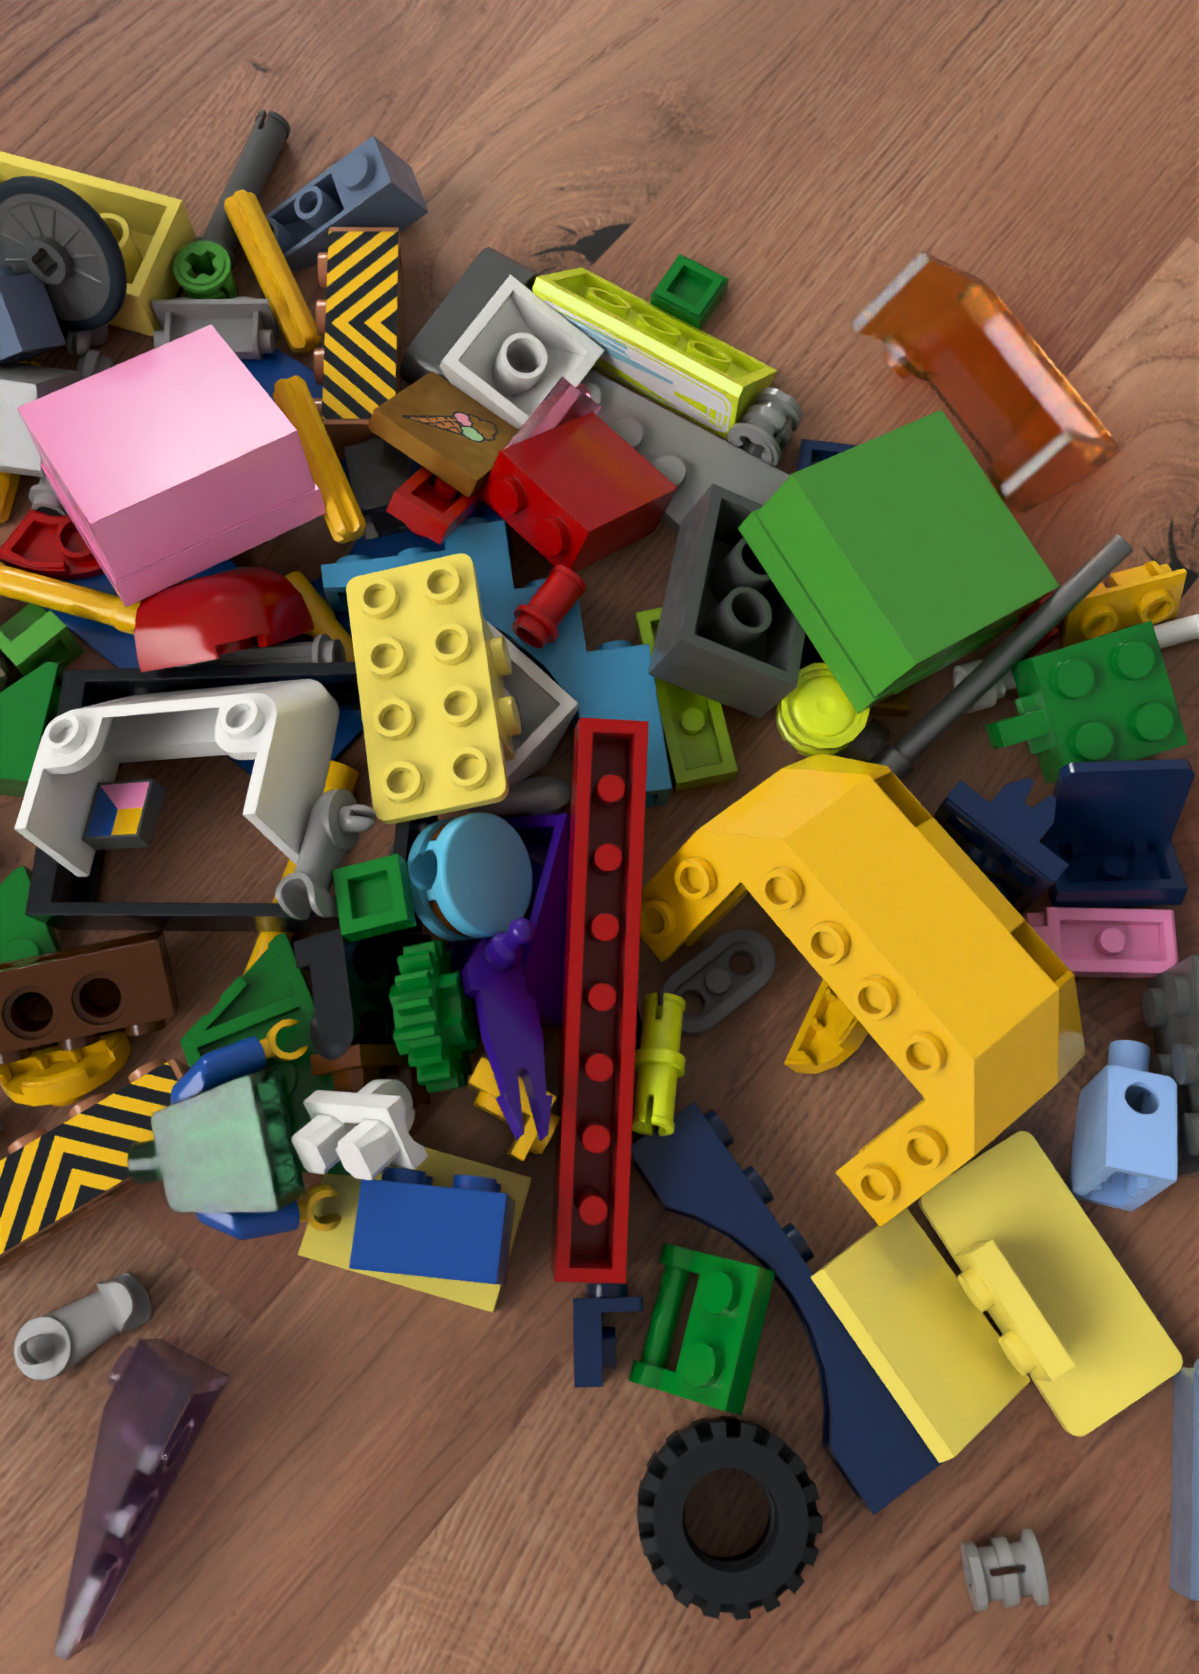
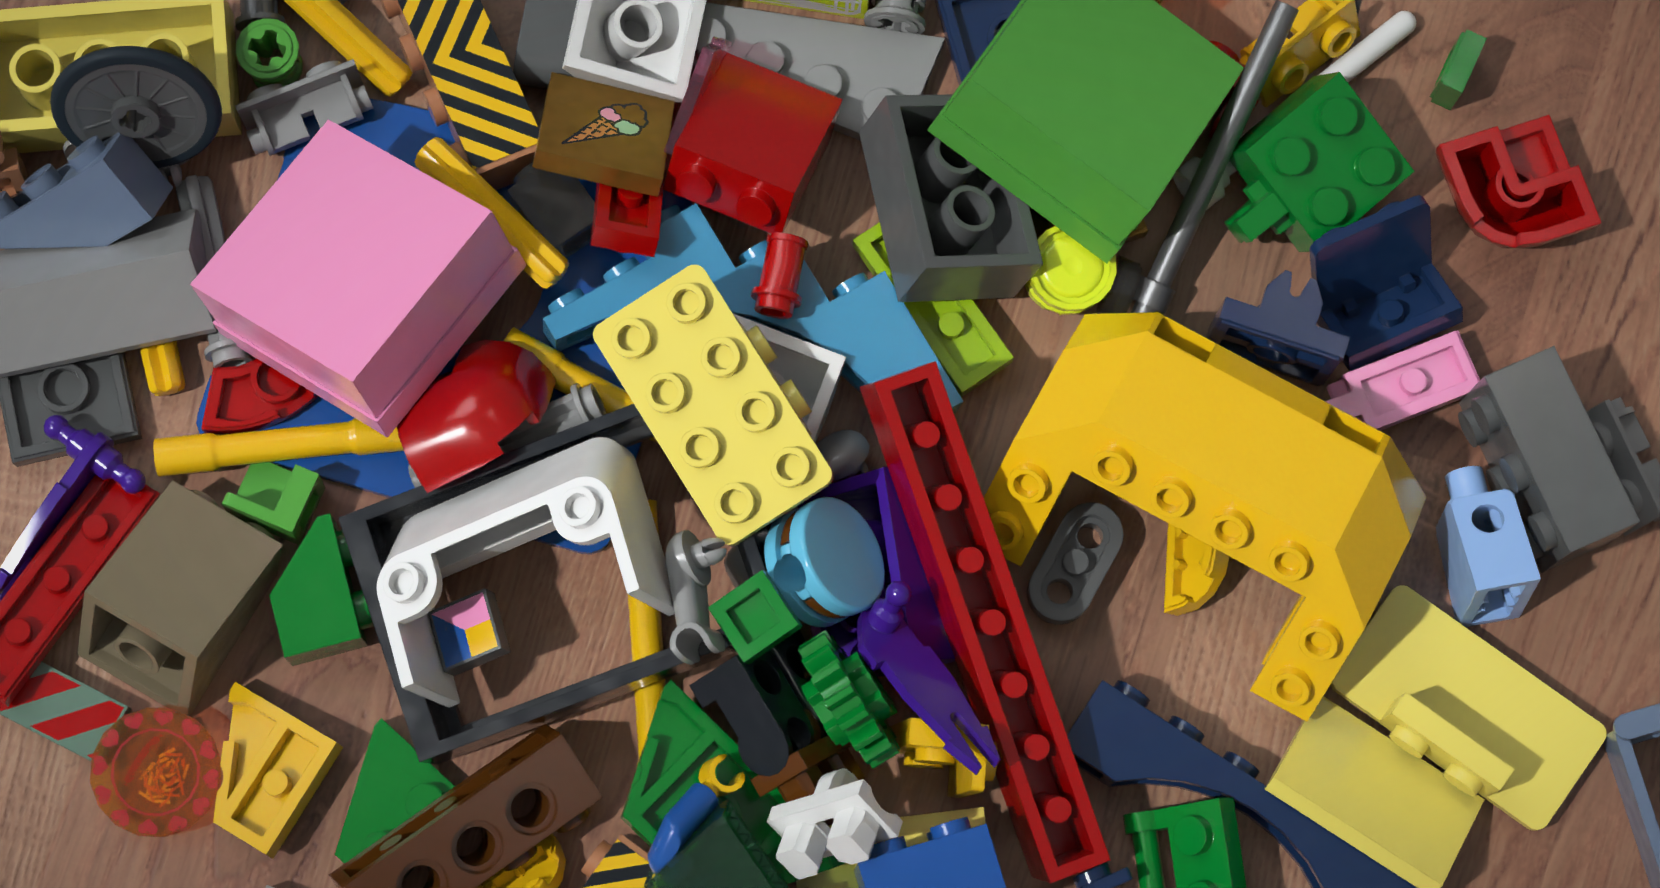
camera: 30 degrees left, 5 degrees up
(658, 1064) = (1060, 658): neon yellow pin -> none

